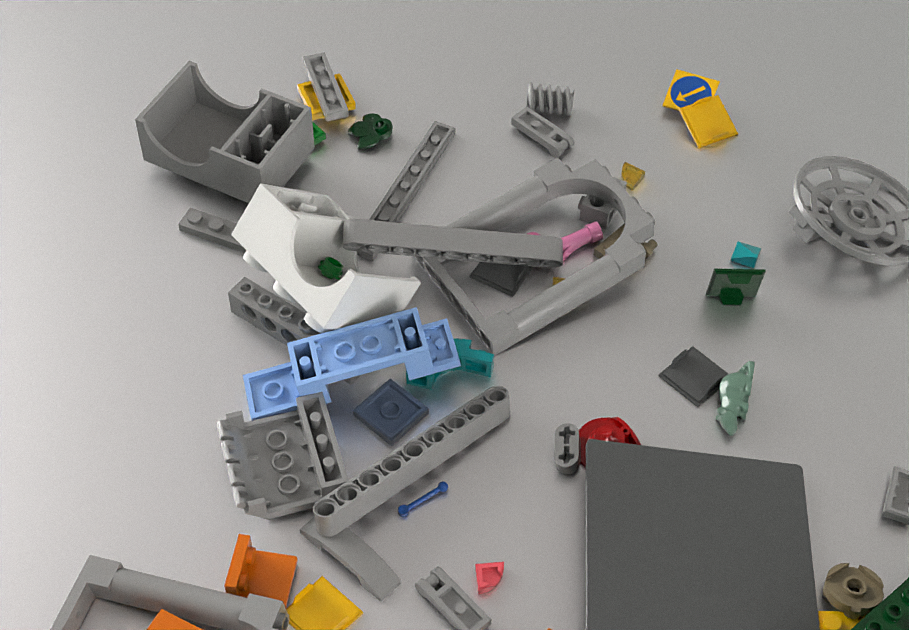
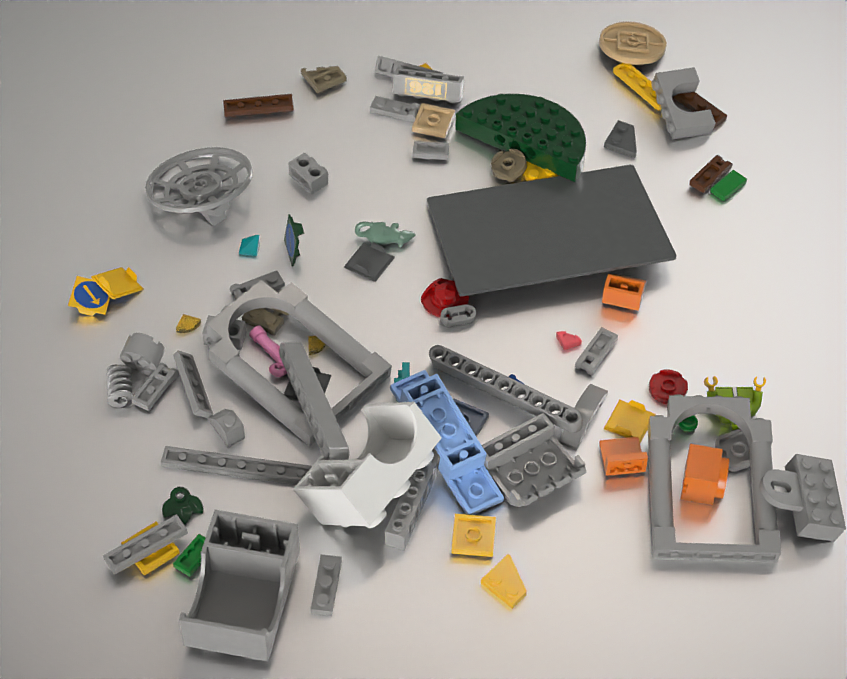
camera: 105 degrees left, 0 degrees up
(138, 394) = (505, 582): none -> yellow wing
(214, 376) = (473, 535): none -> yellow plate
(462, 179) = (228, 426): none -> light grey slope
(529, 160) = (193, 384): none -> light grey plate
(584, 118) = (142, 353): none -> light grey brick
(674, 249) = (273, 279): none -> light grey plate
(868, 334) = (308, 173): none -> light grey brick

